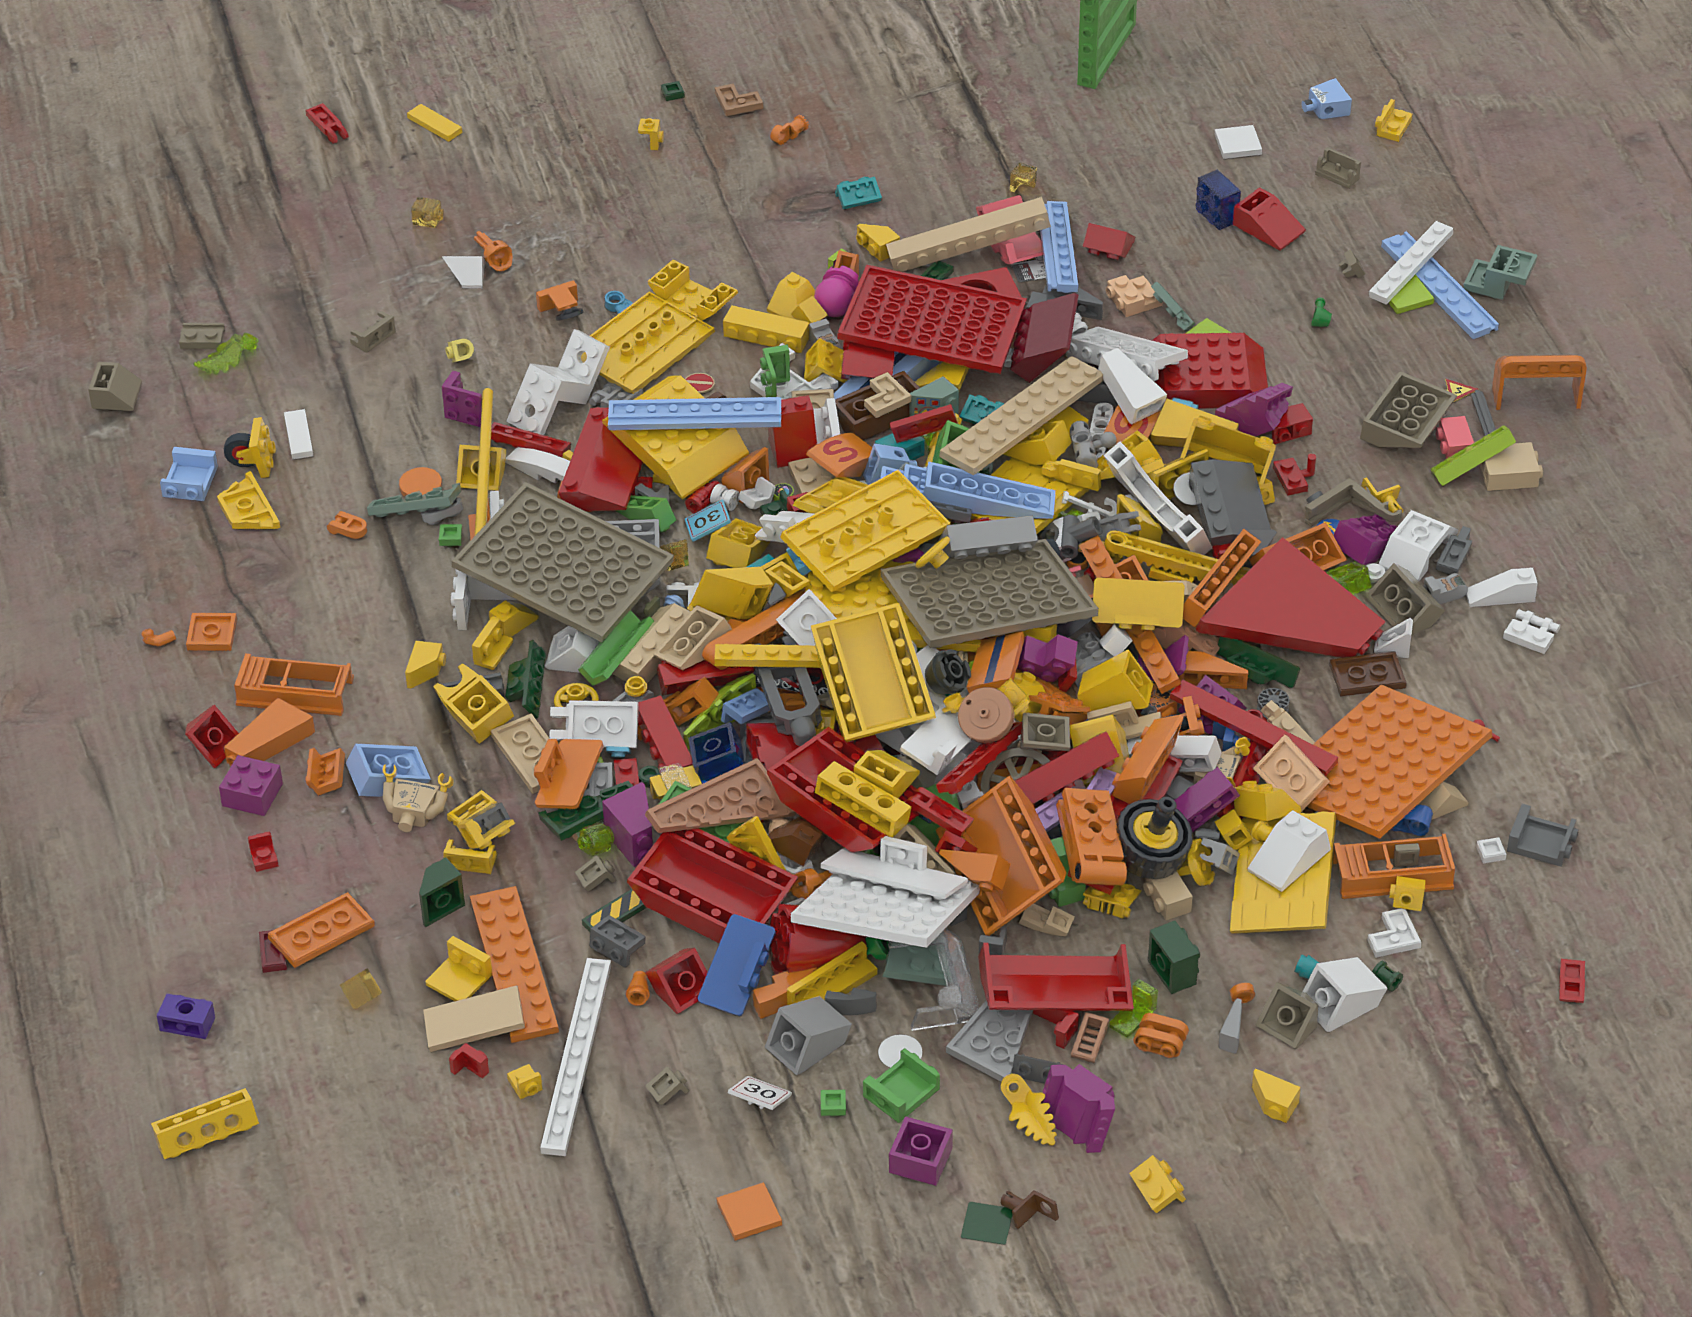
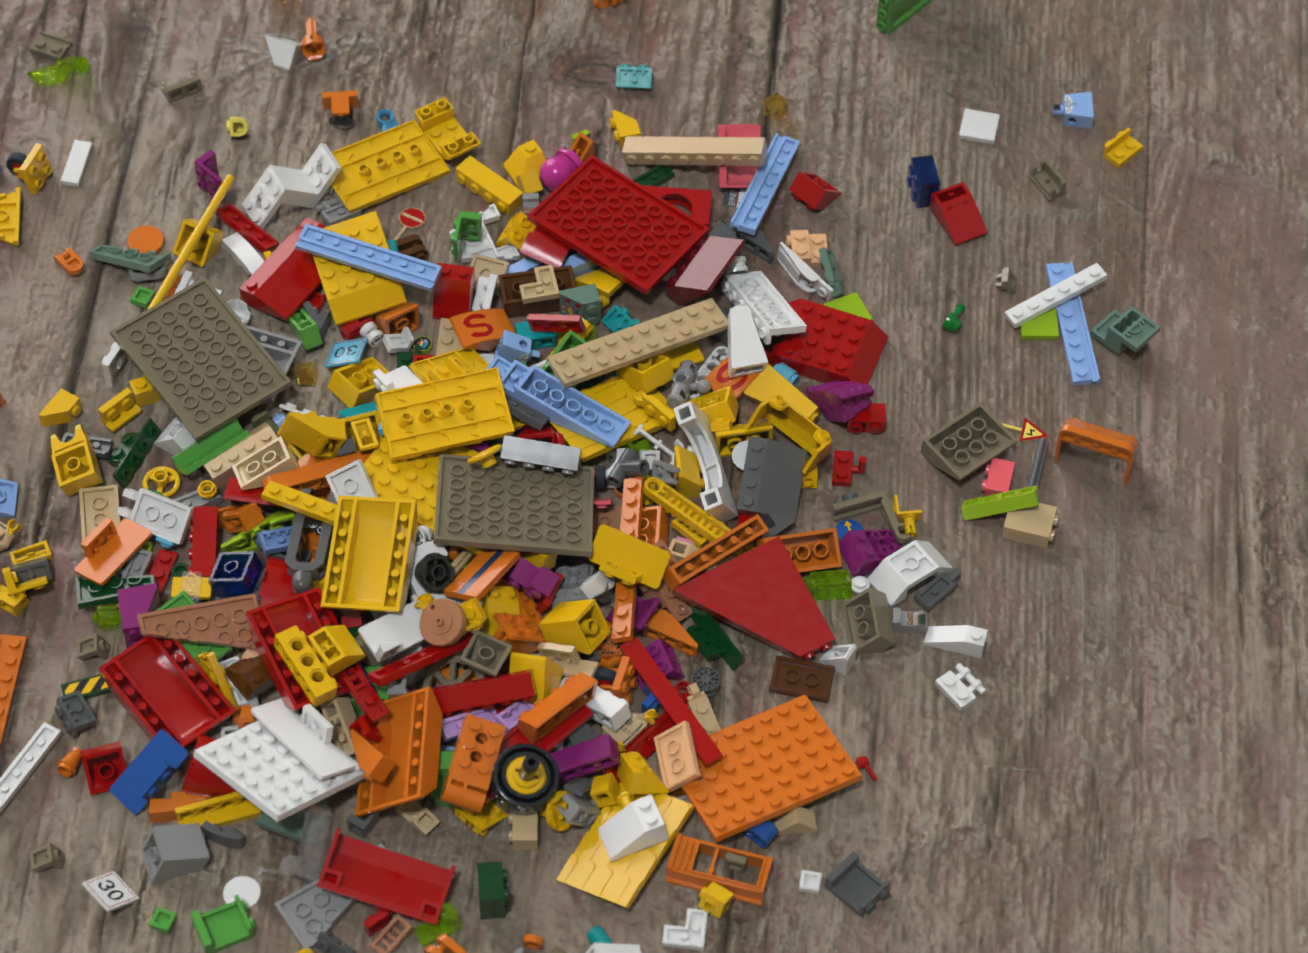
camera: 20 degrees right, 10 degrees up
(1142, 314) = (802, 274): none -> white piece

